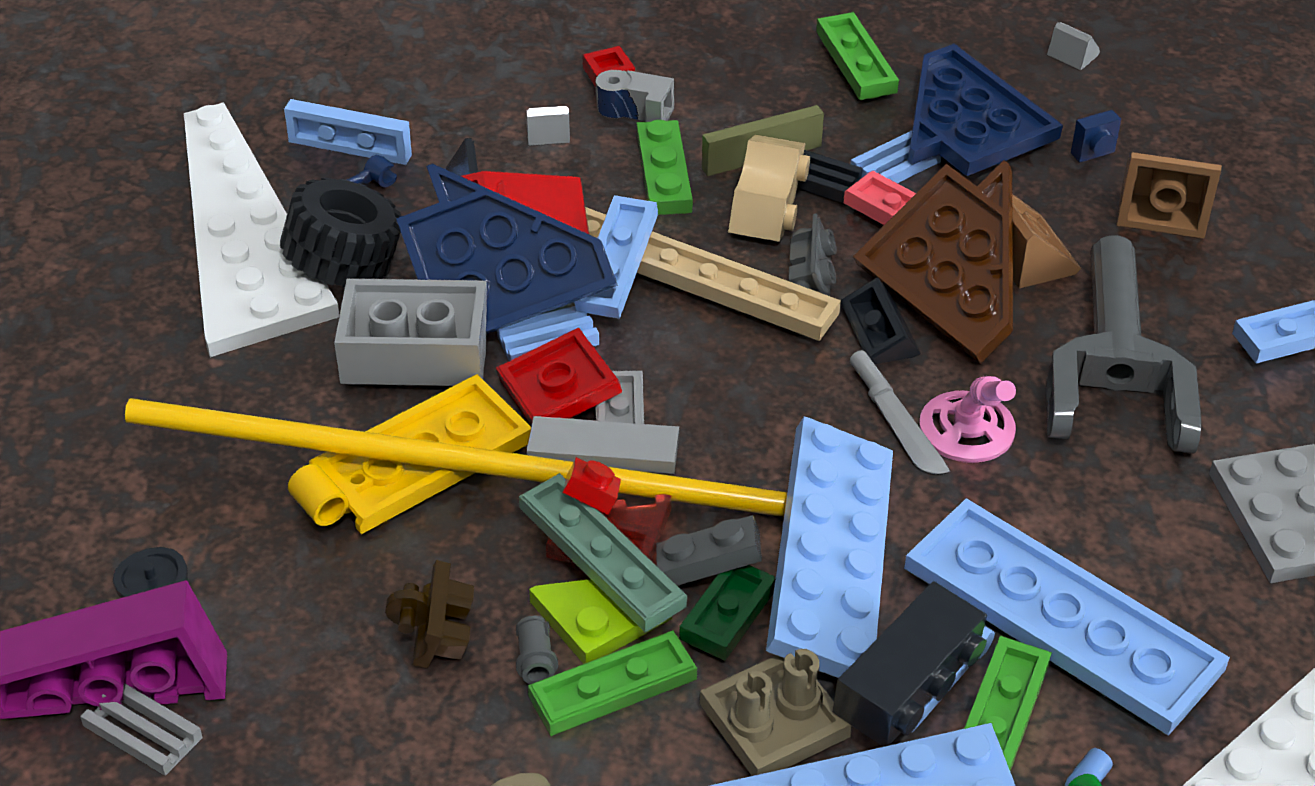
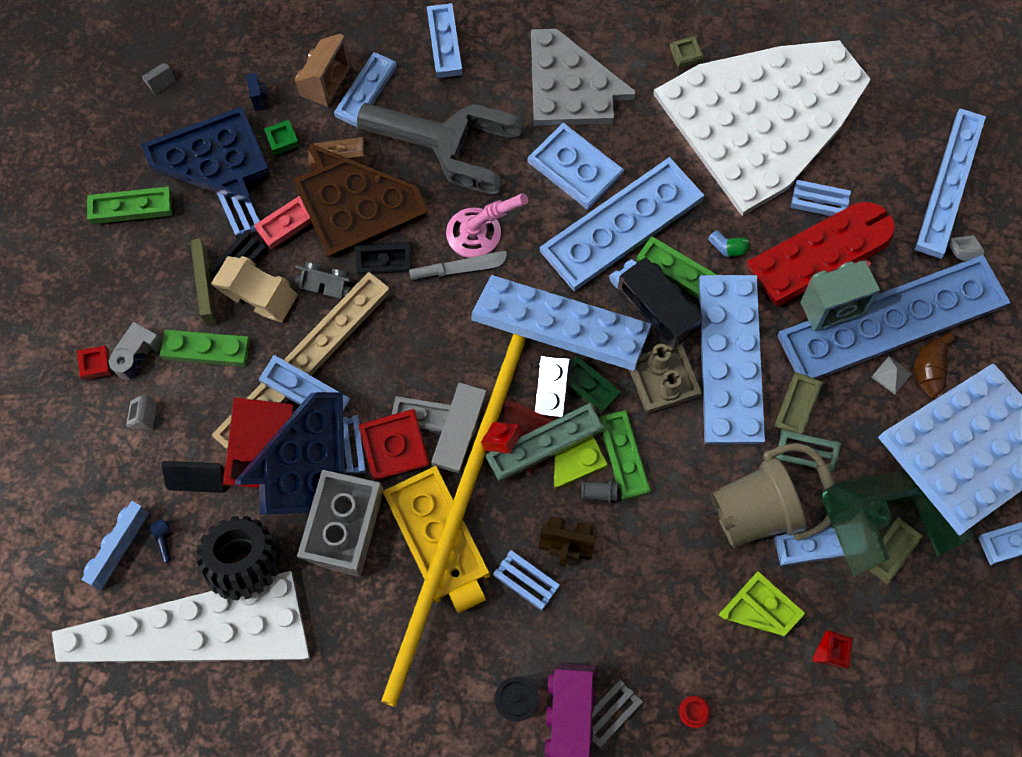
camera: 75 degrees left, 25 degrees up
(353, 576) = (505, 565): none -> light blue tile
(1035, 177) = (281, 137): none -> green plate
(1153, 537) = (575, 166): none -> light blue tile
(1180, 257) = (365, 87): none -> light blue tile

